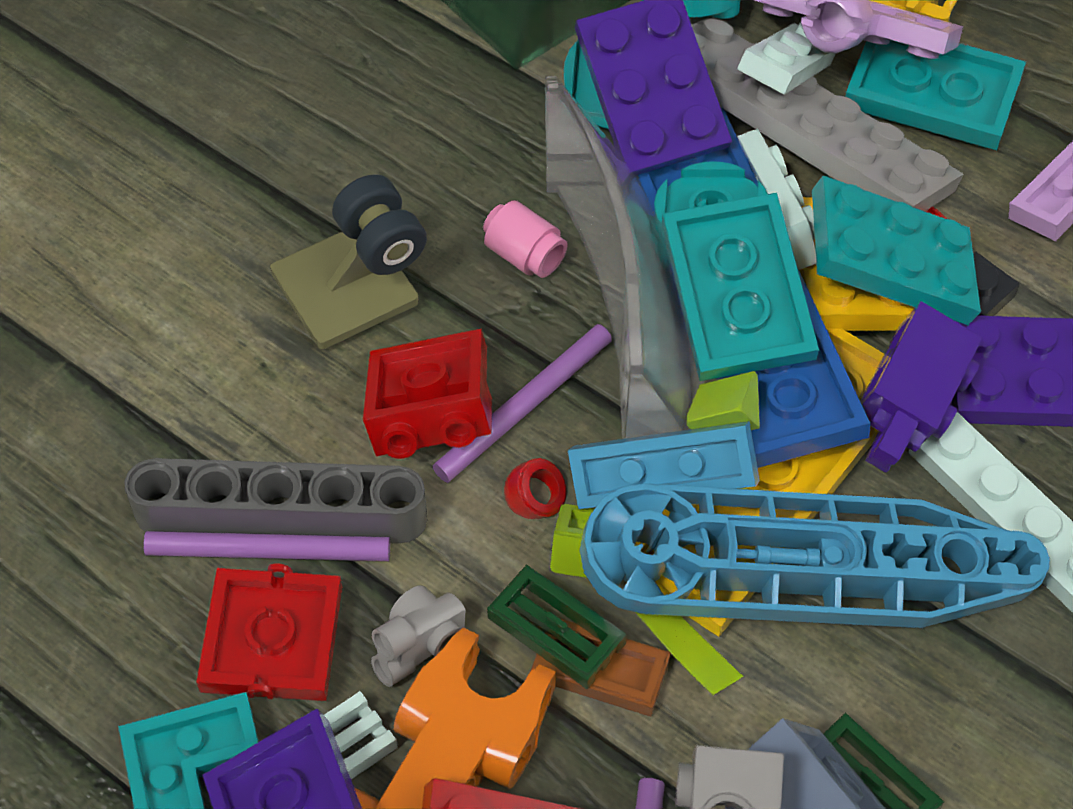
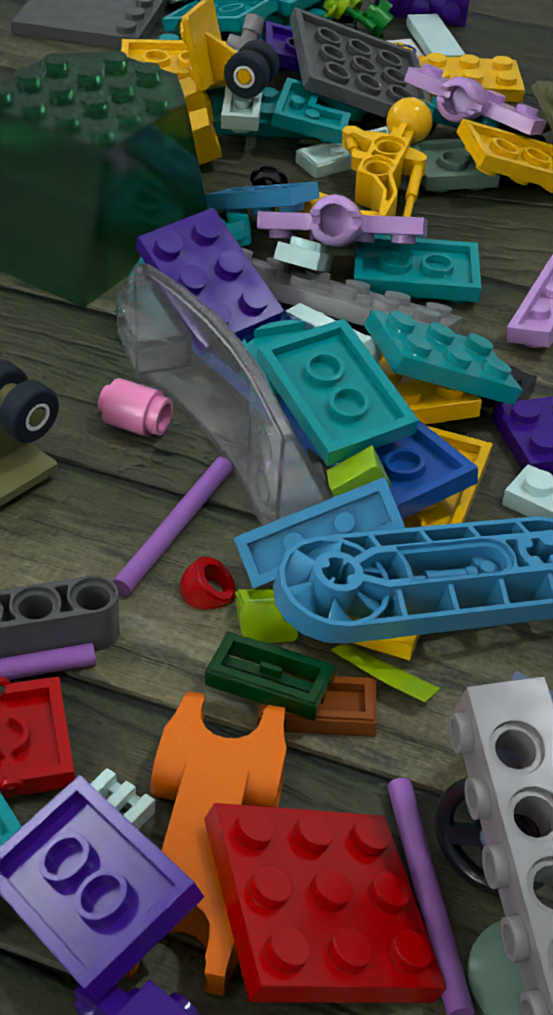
camera: 20 degrees left, 15 degrees down
(415, 630) = (142, 708): light grey plate -> none
(428, 394) = (94, 526): red plate -> none
(917, 383) = (499, 439): dark purple hinge -> none

